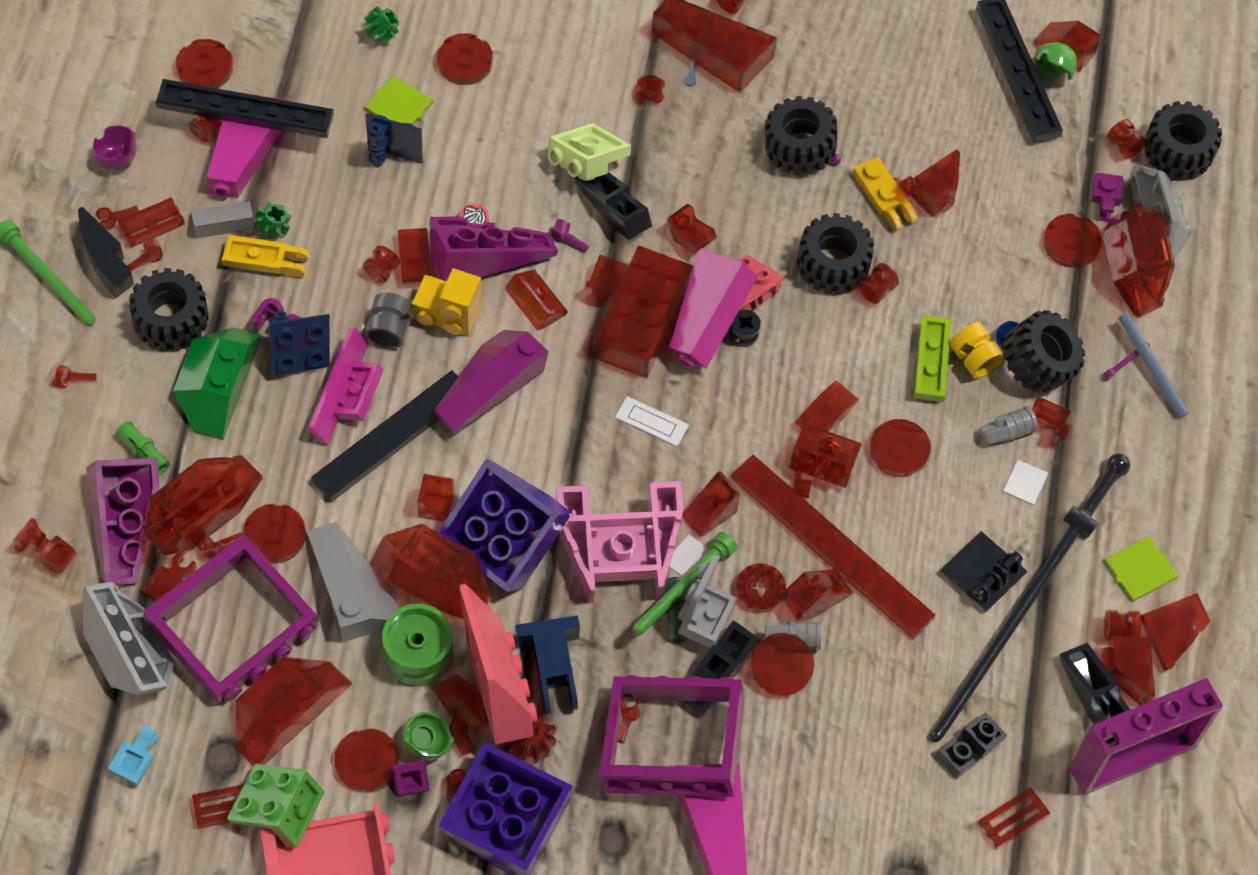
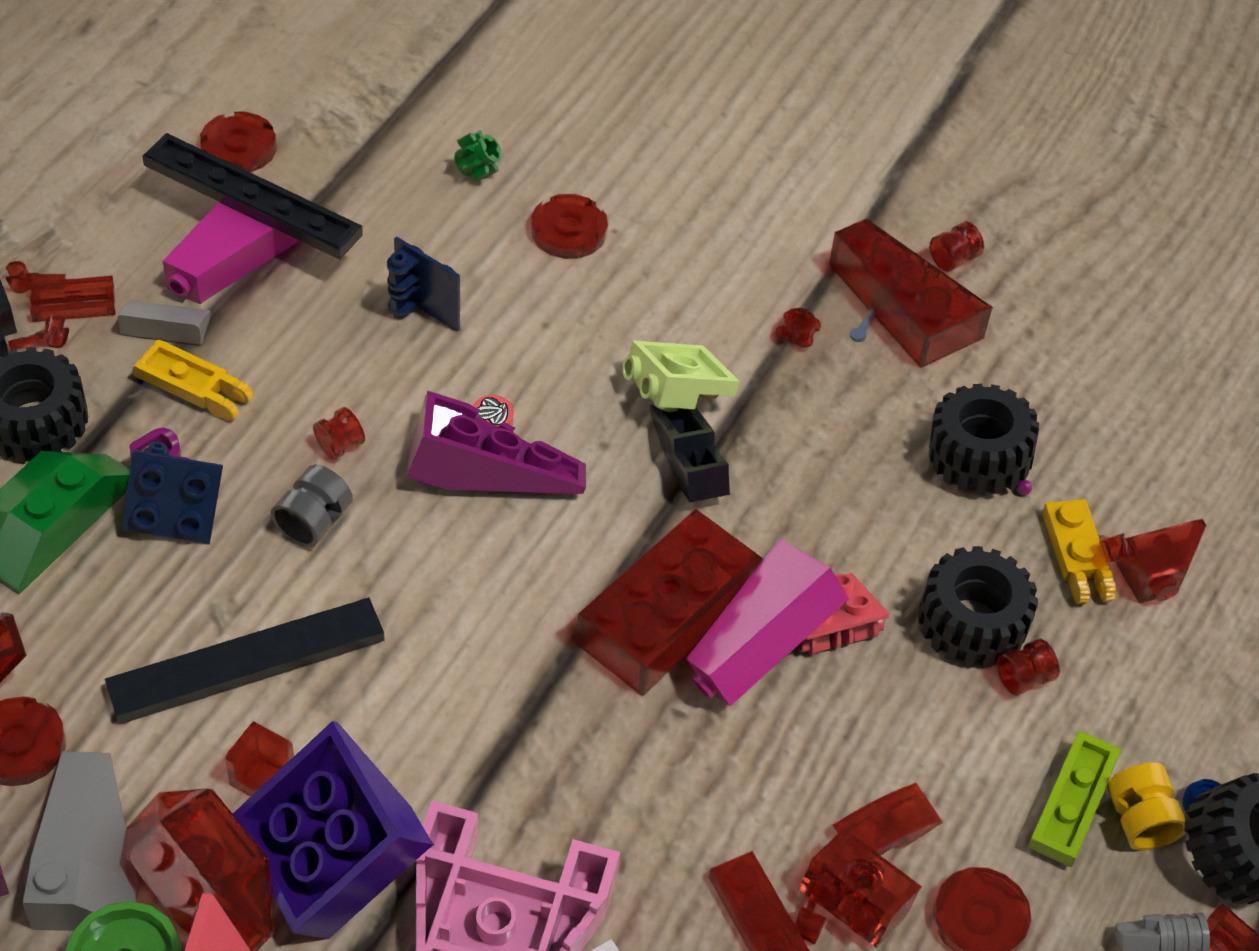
camera: 20 degrees right, 10 degrees down
(115, 148) = (72, 202): magenta hair -> none
(205, 127) = (195, 206): clear red wheel -> none
(272, 221) = (222, 339): green gear -> none
(347, 388) = (210, 576): dark pink bracket -> none
(399, 102) = (464, 251): lime piece -> none
(414, 255) = (390, 438): clear red slope -> none
(449, 303) = (405, 507): yellow brick -> none
(491, 376) = (419, 623): magenta wedge -> none
(535, 299) = (530, 542): clear red slope -> none
(561, 234) = (602, 469): magenta hand -> none
(606, 277) = (634, 539): clear red bracket -> none
(652, 421) = (624, 757): white sticker -> none
(689, 230) = (779, 514): clear red bracket -> none
(713, 505) = (660, 907): clear red slope -> none
(746, 335) = (806, 680): black wheel -> none

